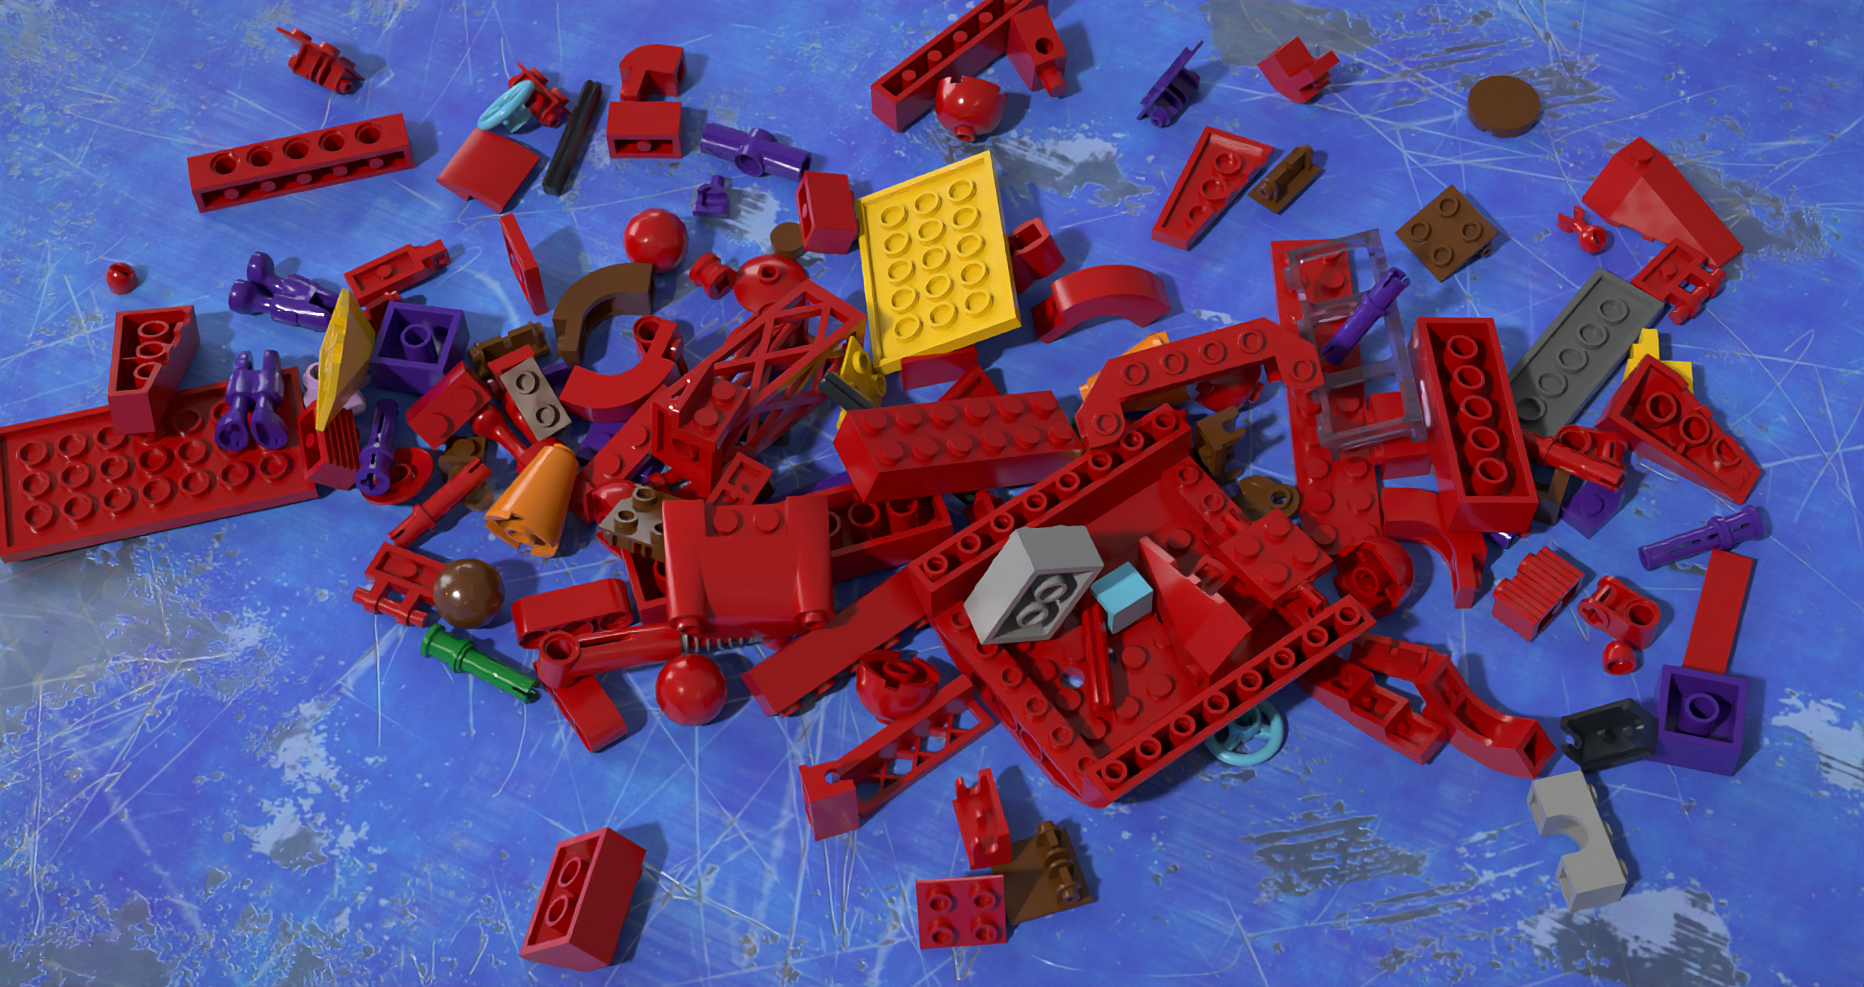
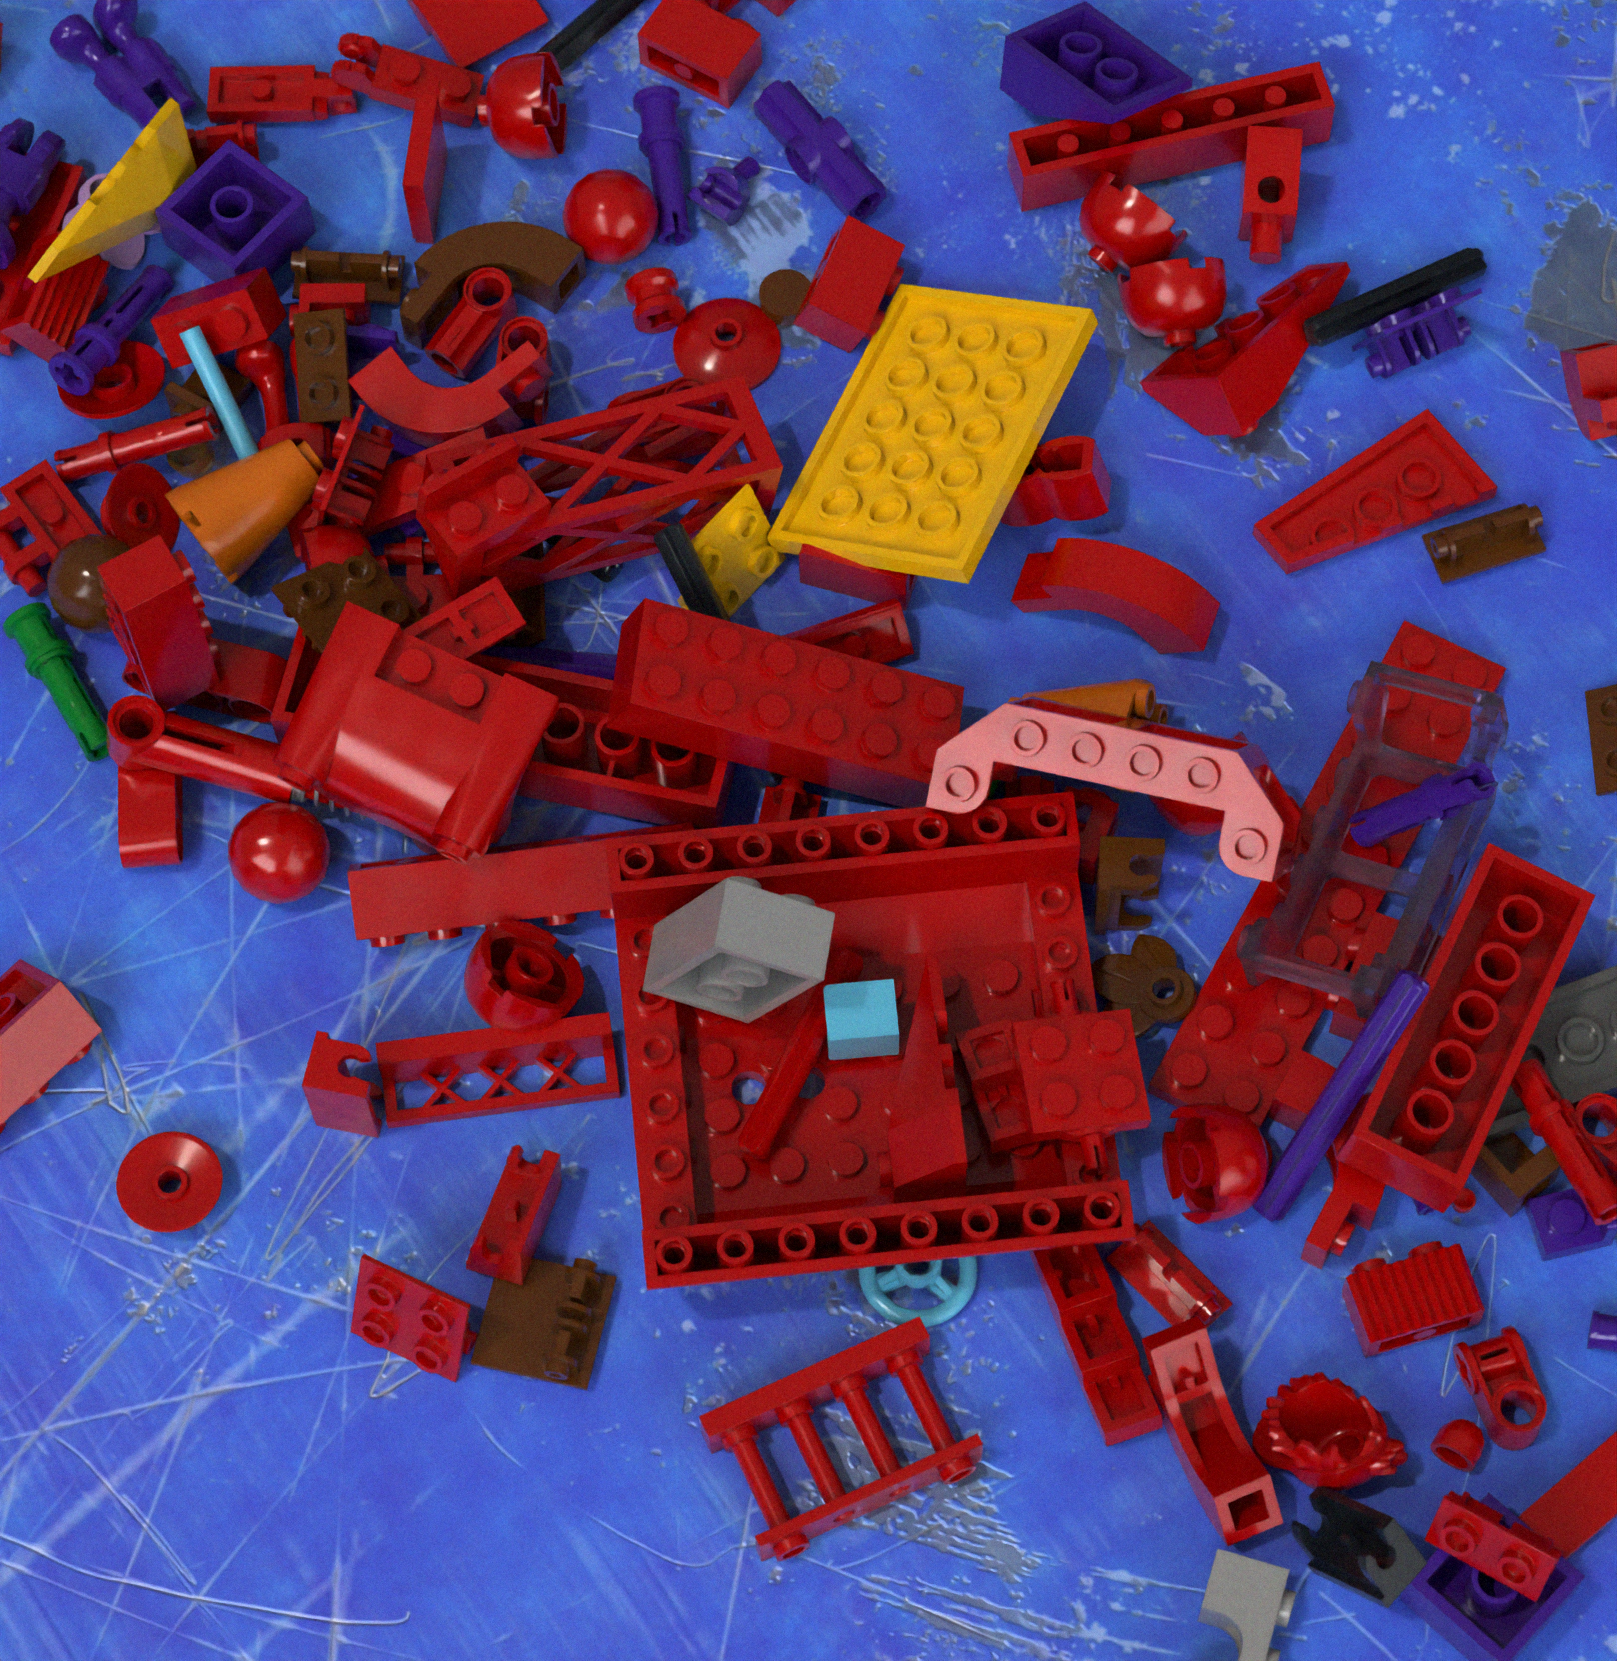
camera: 30 degrees right, 10 degrees up
(465, 539) = (137, 507): none -> red piece
(470, 225) = (404, 75): none -> red hinge
(477, 446) = (219, 392): none -> medium azure bar
(540, 575) = (160, 621): none -> red wedge
(561, 205) = (525, 107): none -> red cylinder
(598, 435) = (349, 446): none -> red hinge
(608, 339) = (472, 325): none -> red piece
(657, 191) = (662, 144): none -> dark purple pin
(747, 902) = (161, 1160): none -> red piece
(890, 33) = (1085, 68): none -> dark purple slope
(1023, 132) = (1174, 298): none -> red cylinder
(1086, 148) = (1251, 360): none -> red wedge
(1146, 77) = (1394, 297): none -> black axle
(1246, 808) = (845, 1379): none -> red fence
(1430, 491) = (1341, 1094): none -> dark purple axle
(1546, 687) = (1325, 1434): none -> red hair
(1690, 687) = (1477, 1538): none -> red hinge

